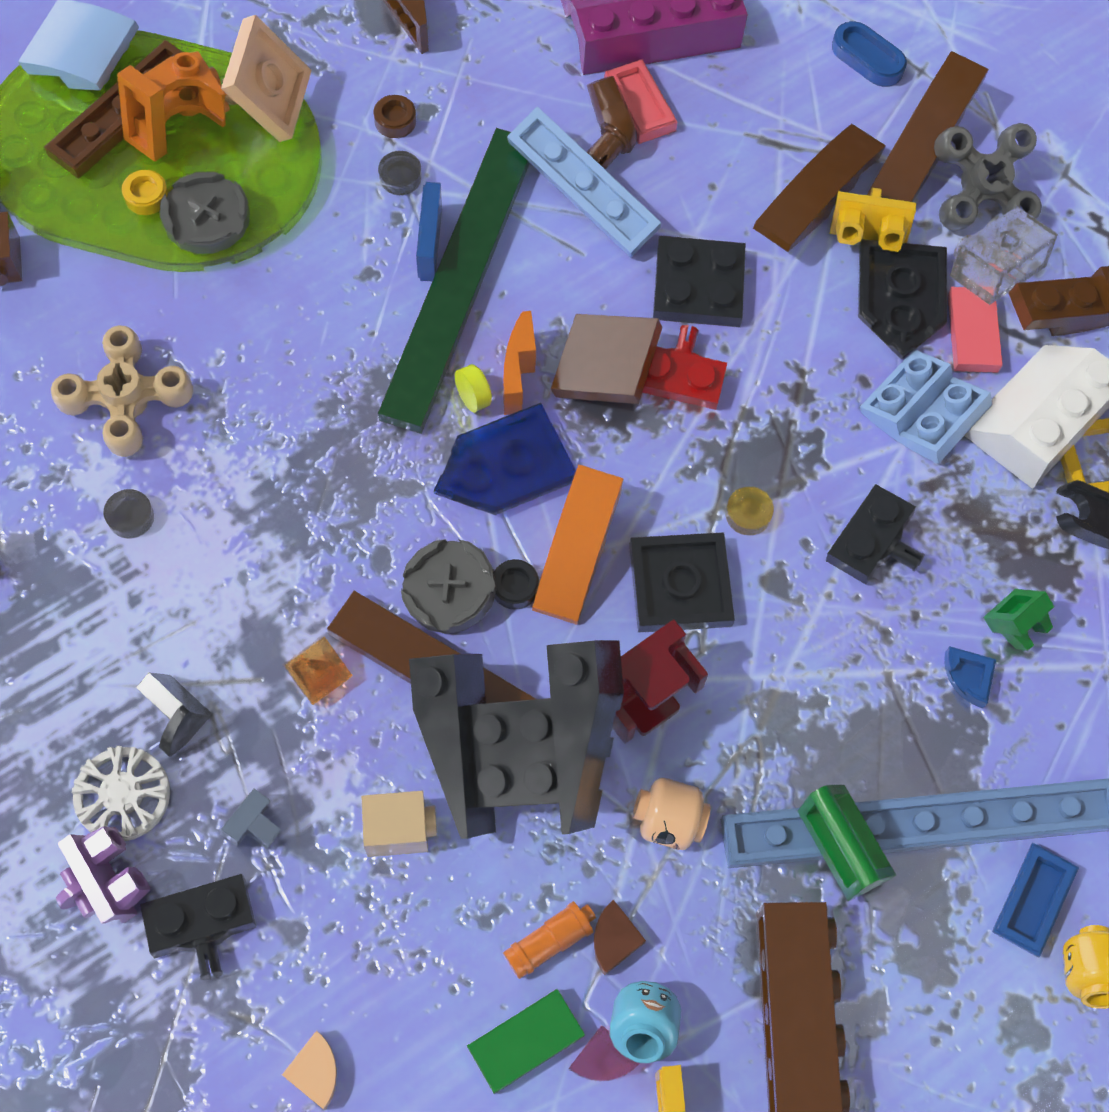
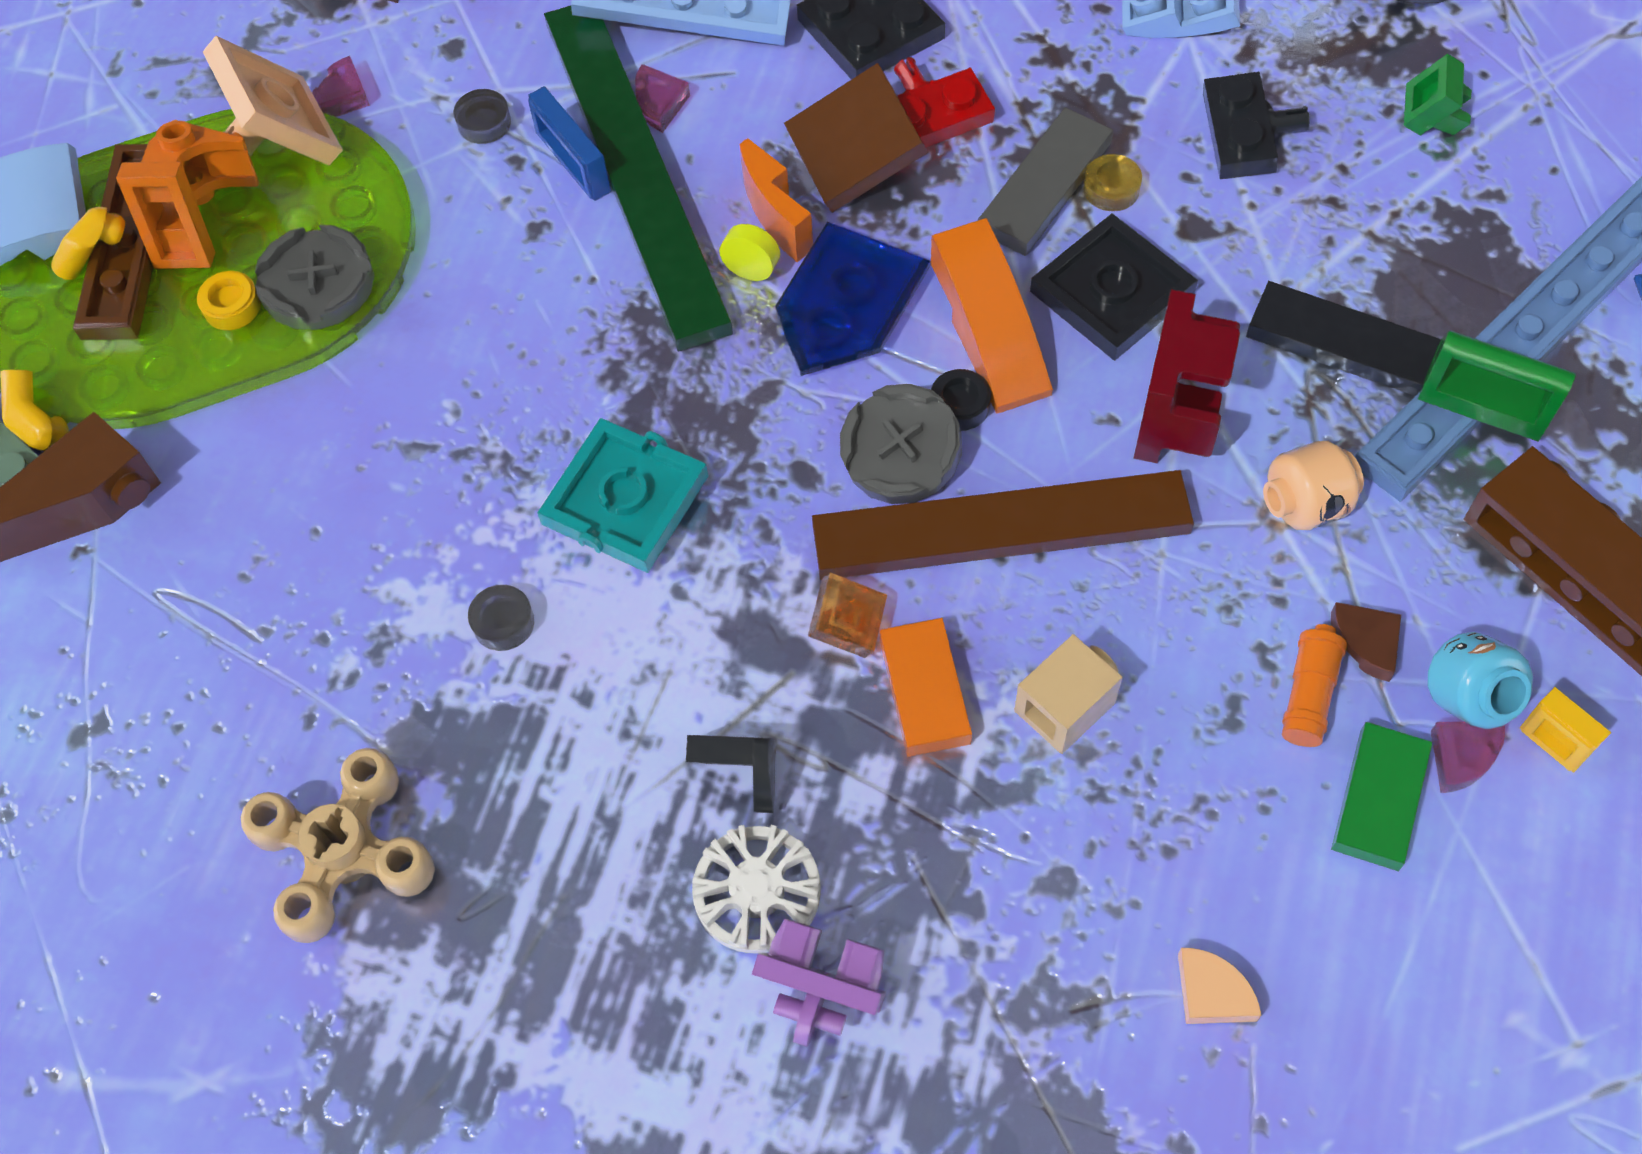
camera: 30 degrees left, 5 degrees down
(88, 93) = (82, 238): none -> yellow arm
(122, 390) = (384, 502): tan gear -> none
(199, 921) = (959, 944): black plate -> none
(250, 821) = (924, 803): sand blue tile -> none
(259, 491) = (623, 494): none -> teal plate
(324, 750) = (925, 687): none -> orange tile
(333, 93) = (341, 89): none -> clear pink tile
(394, 116) = (426, 71): reddish brown tile -> none
(519, 237) = (659, 96): none -> clear pink tile
(522, 748) = (1136, 515): black wedge -> none
(705, 476) = (1046, 180): none -> dark grey tile
(792, 728) = (1343, 338): none -> black tile
(970, 674) = (1441, 181): blue tile -> none

